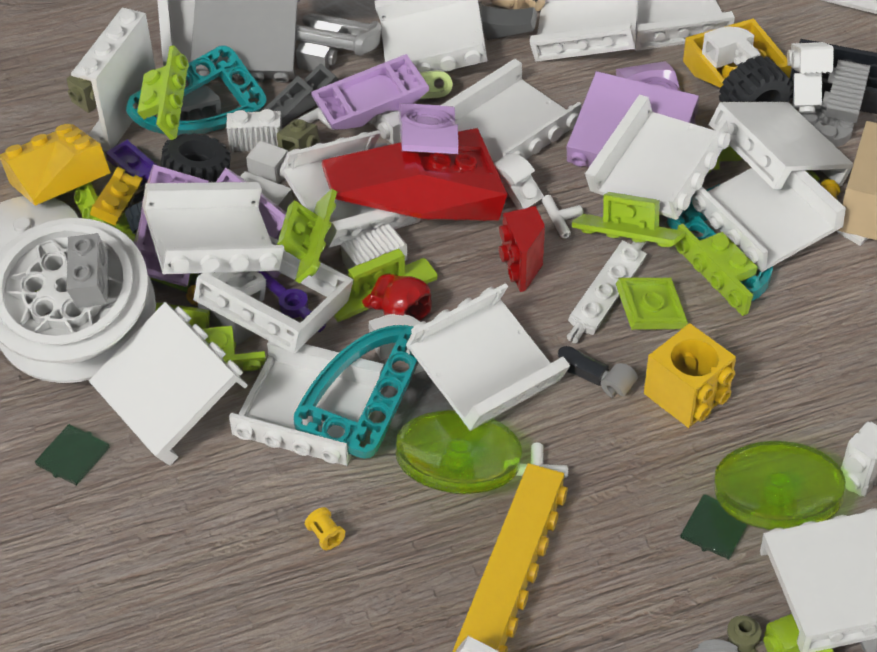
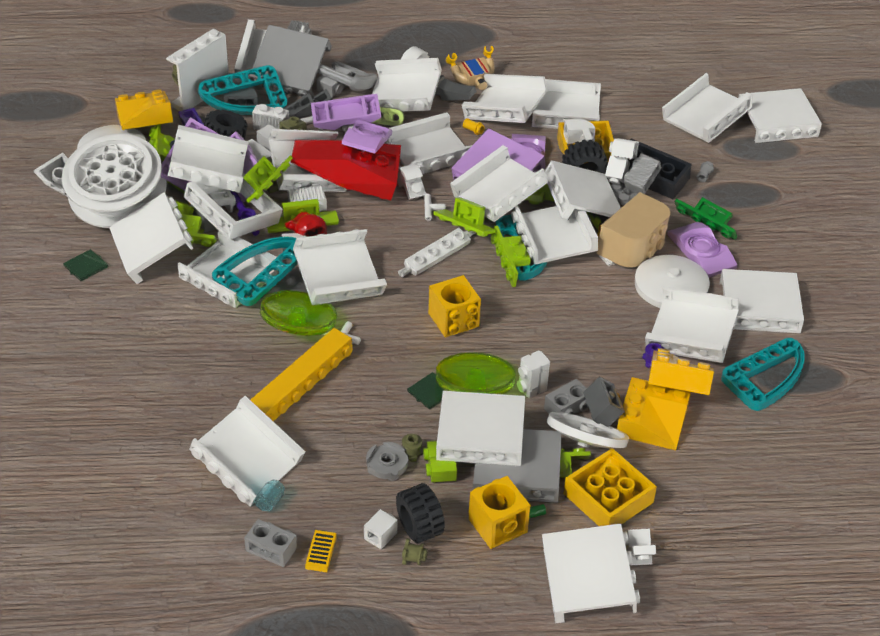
camera: 15 degrees right, 5 degrees down
(87, 270) = (124, 162): light grey brick -> none
(116, 196) = (164, 137): yellow plate -> none
(164, 91) = (221, 83): lime bracket -> none
(325, 528) = (205, 334): yellow bush -> none
(522, 245) = (394, 215): red slope -> none
(557, 70) = (477, 128): none -> yellow pin
(615, 381) = (410, 299): piece -> none
(651, 303) = (457, 263): lime plate -> none

